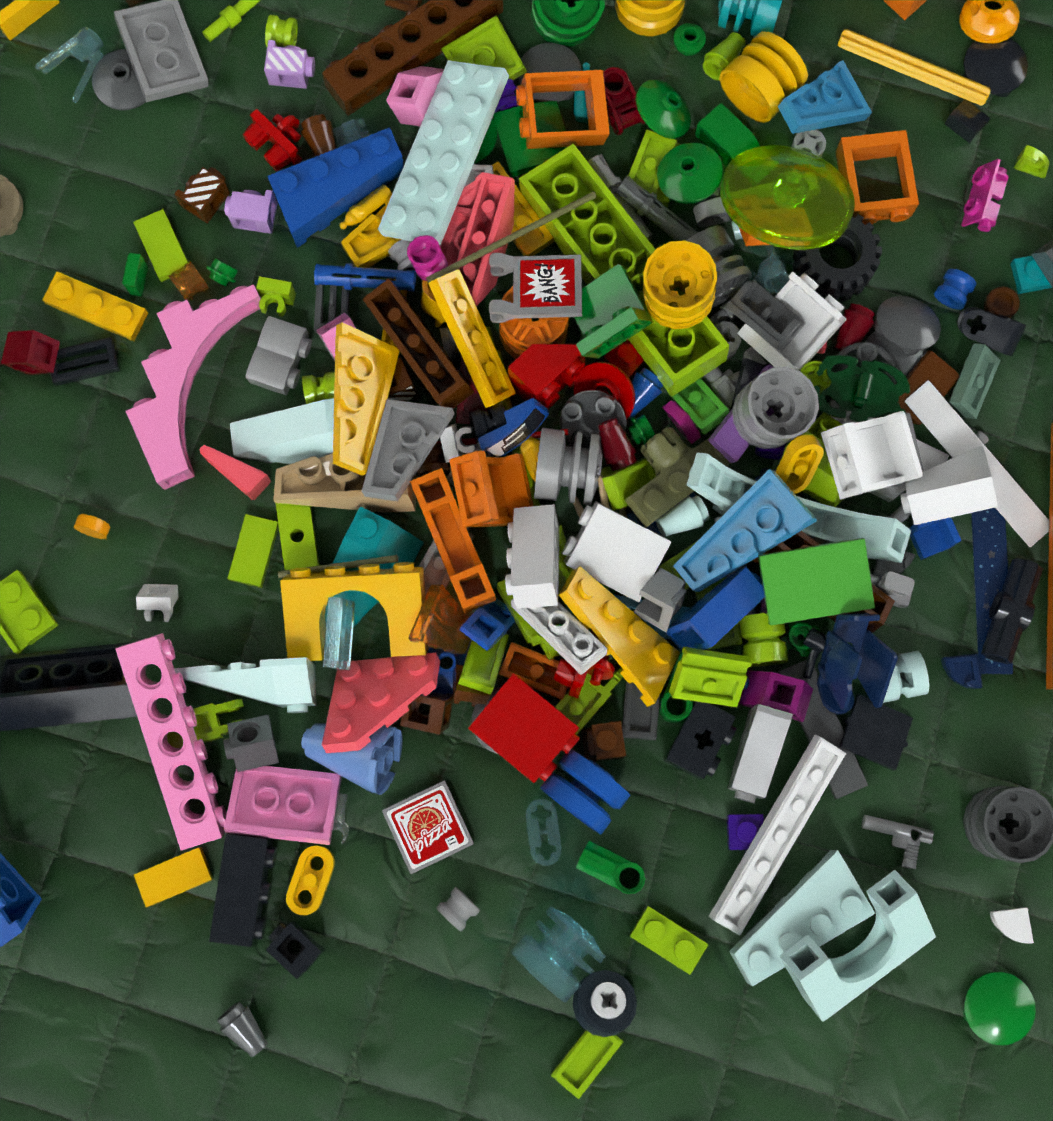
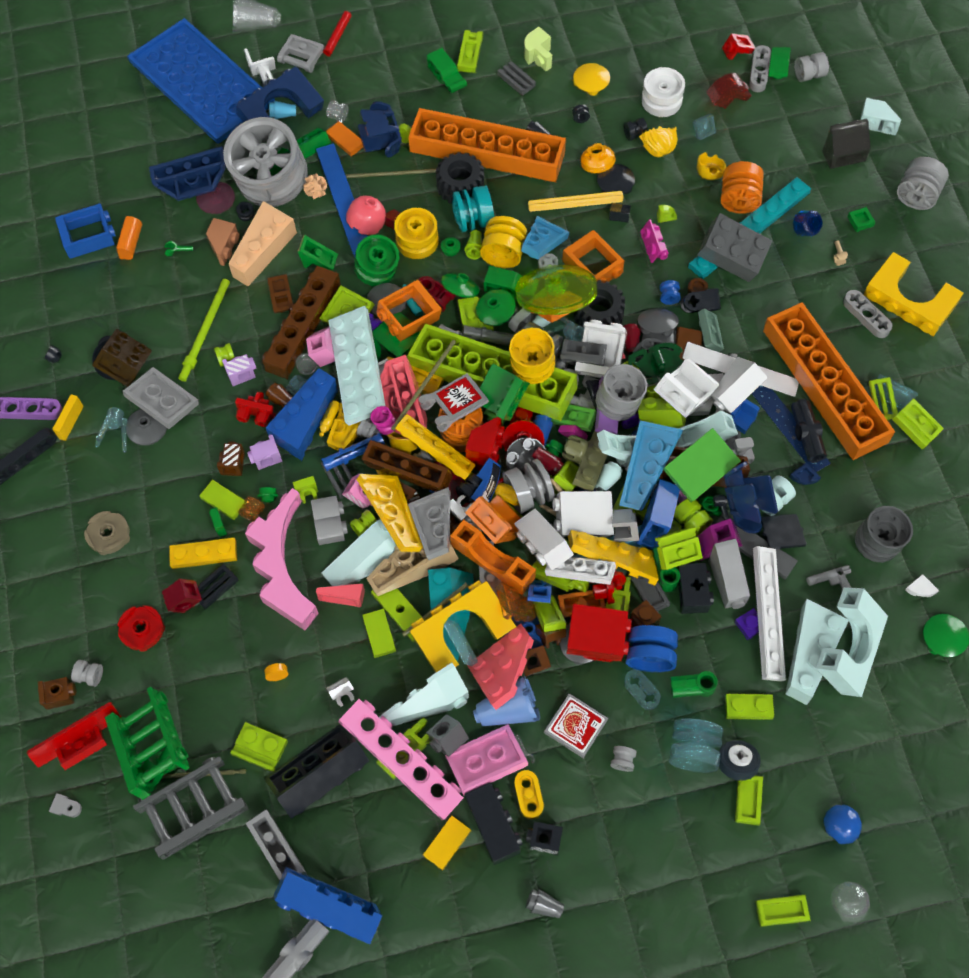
camera: 30 degrees left, 15 degrees down
(380, 110) = (305, 364): none -> clear tile
(800, 462) = (652, 408): yellow plate -> none

